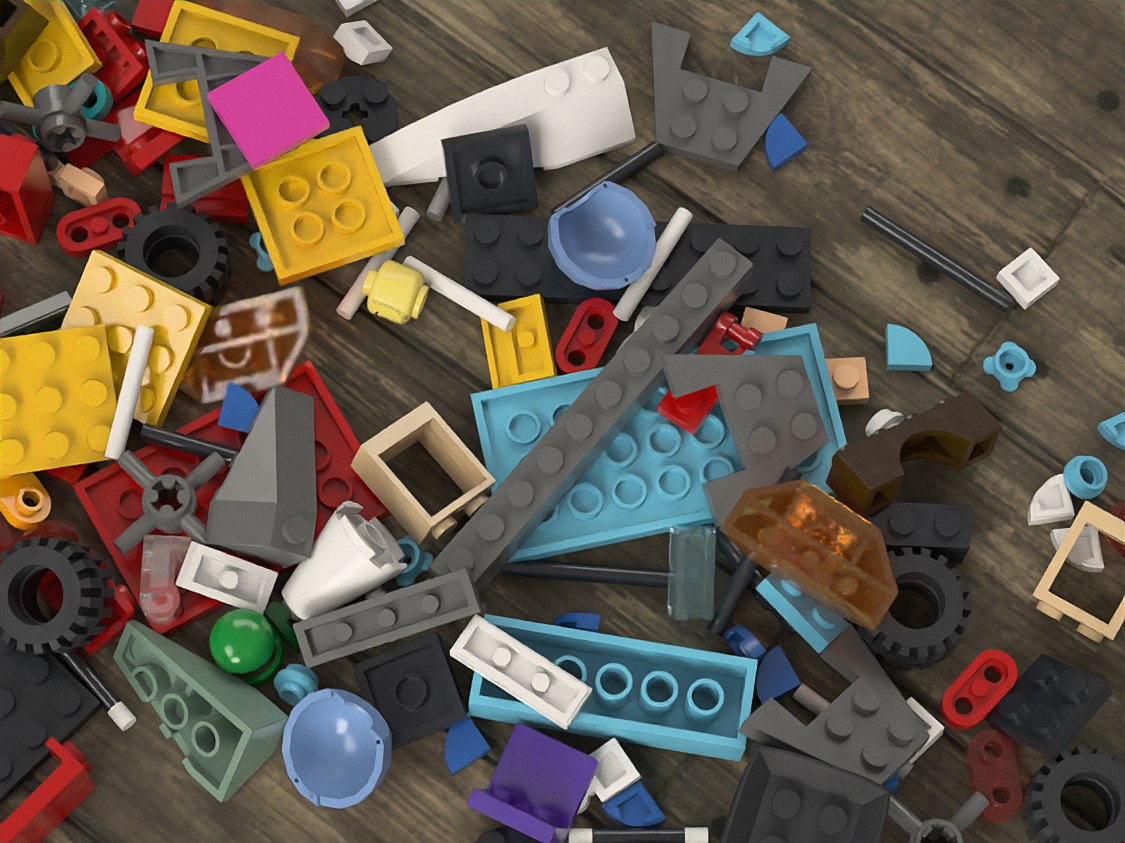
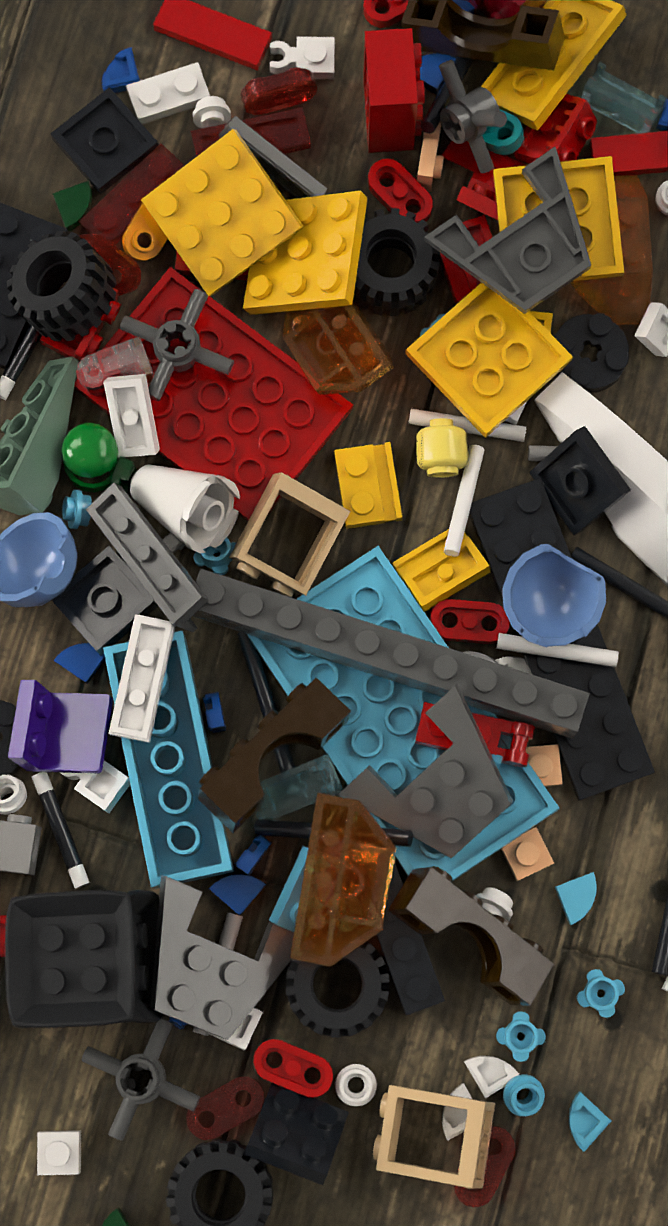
camera: 75 degrees right, 10 degrees up
(129, 392) = (254, 273): white bar -> none
(185, 443) = (240, 356): black bar -> none
(238, 408) = (281, 368): blue tile -> none
(268, 110) = (536, 272): dark pink tile -> none
(270, 491) = (219, 416): dark grey wedge -> none
(396, 381) = (368, 485): none -> yellow plate
(634, 808) = (83, 817): blue tile -> none
(678, 614) = (308, 720): none -> dark brown arch
(1026, 627) = (365, 1094): none -> white plate
(1033, 449) = (508, 1036): none -> medium azure plate

